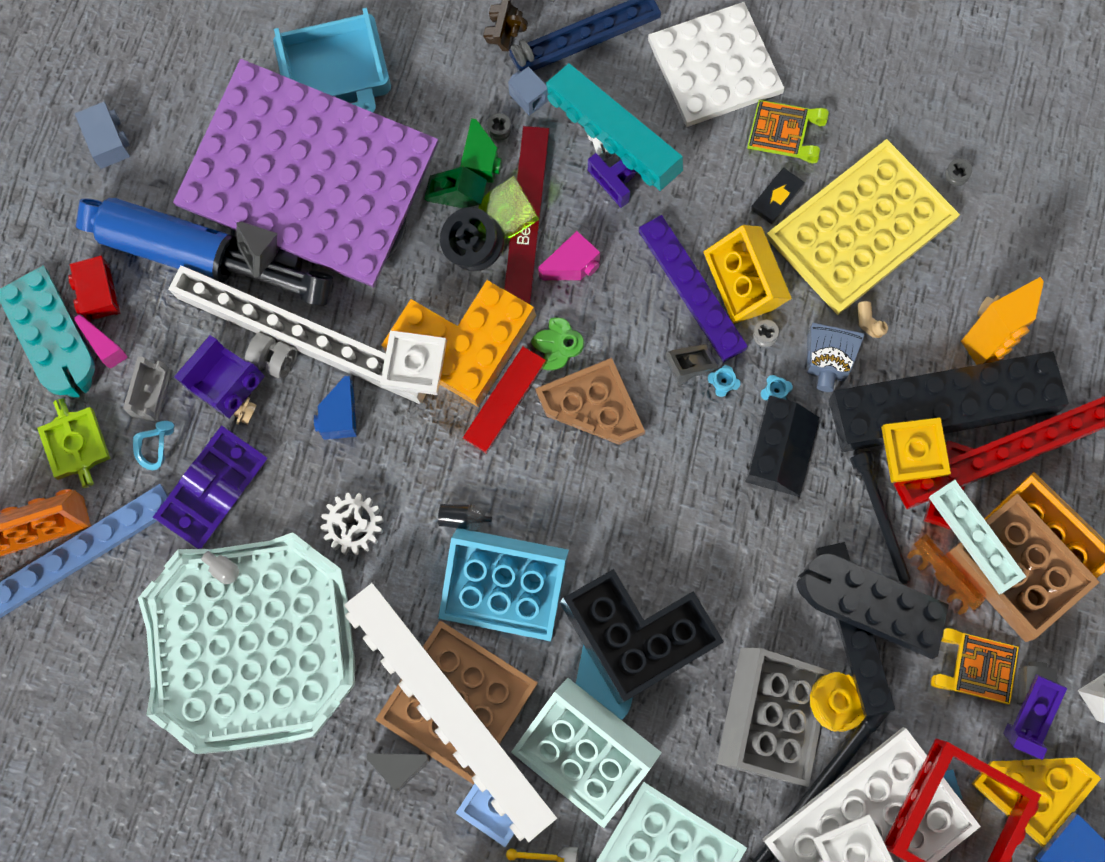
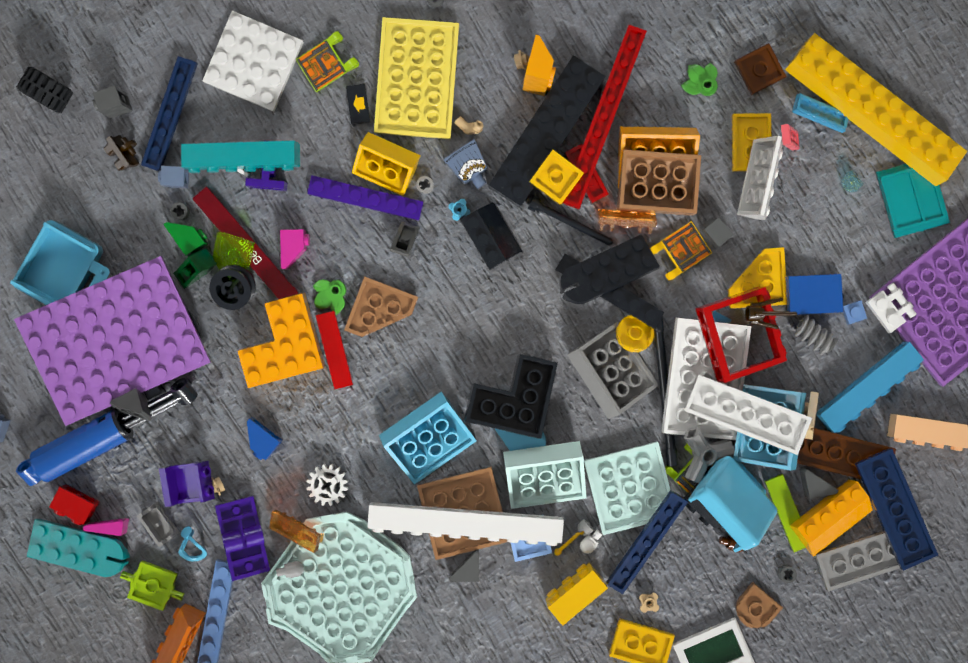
camera: 50 degrees left, 15 degrees up
(268, 354) = (200, 446): light grey wheel -> none
(270, 533) = (295, 531): none -> clear orange plate
(283, 326) = (201, 423): white brick -> none
(413, 362) = (274, 382): white plate -> none
(461, 516) = (375, 427): black piece -> none
(522, 53) = (150, 161): dark grey bush -> none
(726, 373) = (424, 232): medium azure plate -> none
(977, 537) = (625, 192): light aqua plate -> none
(1004, 809) = (755, 313): none -> dark brown plant
(1035, 716) = (730, 252): dark purple bracket -> none

